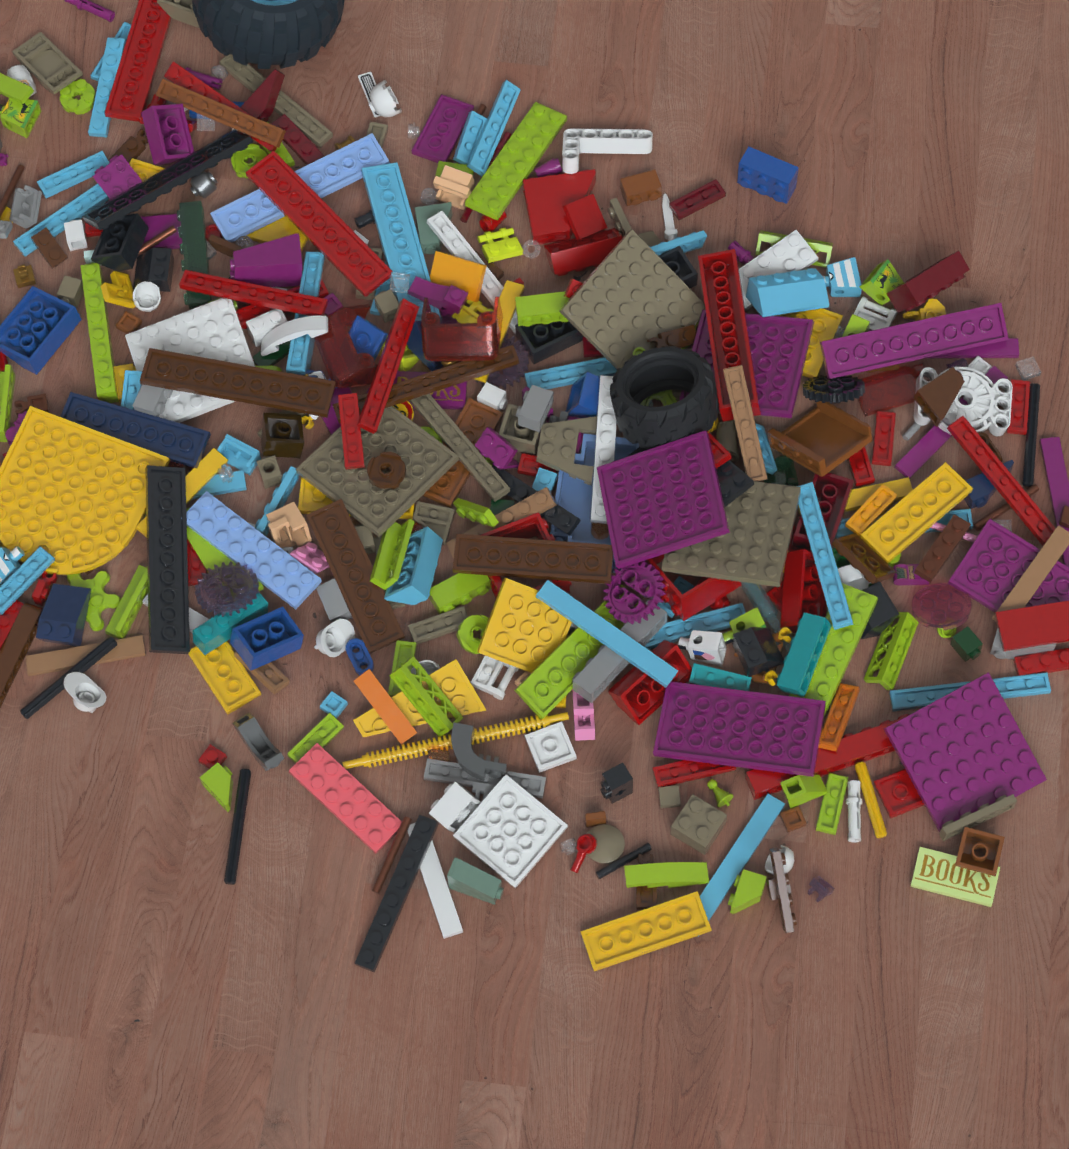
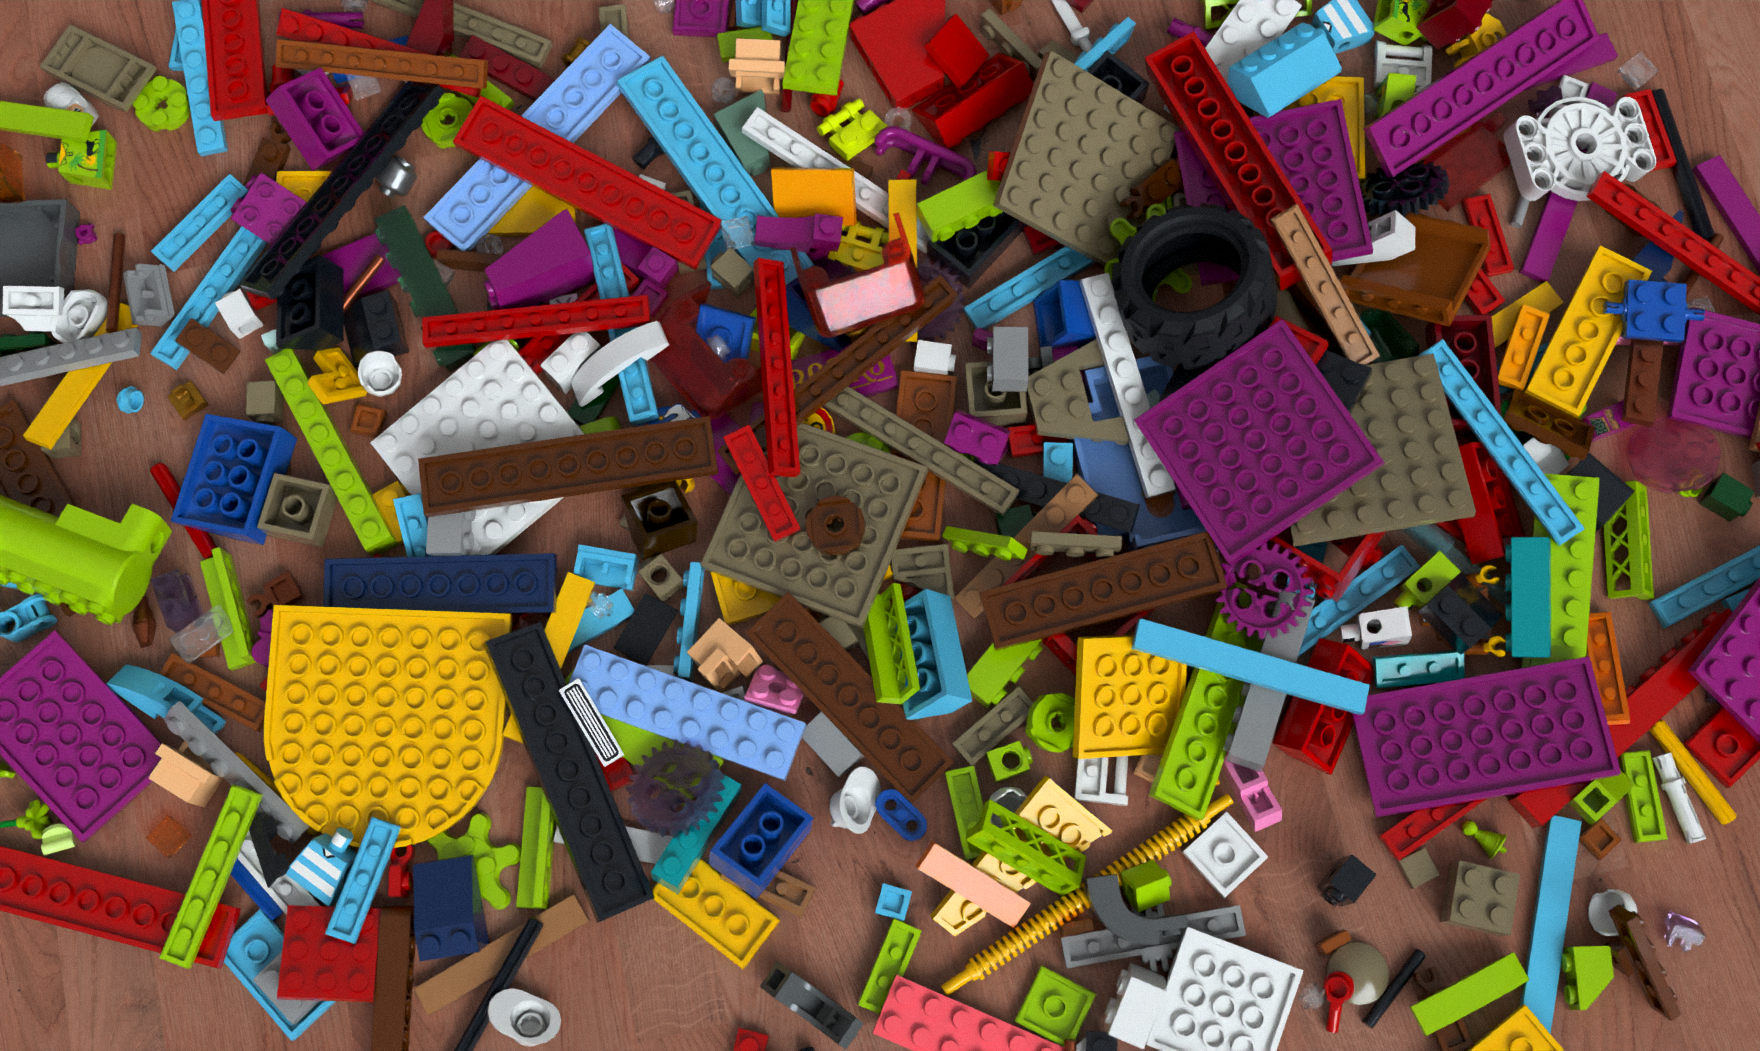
camera: 20 degrees left, 10 degrees up
(65, 360) = (298, 510): none -> dark tan brick
(192, 536) = (591, 722): none -> sticker
(248, 497) = (645, 629): none -> black piece
(337, 282) = (645, 260): none -> magenta slope
(358, 343) = (719, 346): none -> clear plate
(407, 798) = (1054, 1006): none -> lime tile
(434, 641) = (999, 771): none -> lime brick
(492, 745) = (1146, 885): none -> lime brick
(526, 525) = (1075, 544): none -> dark tan plate
(537, 270) = (923, 150): none -> magenta piece
(806, 415) = (1390, 236): none -> white slope
(939, 395) = (1560, 152): reddish brown slope -> none
(961, 511) = (1654, 311): none -> blue plate

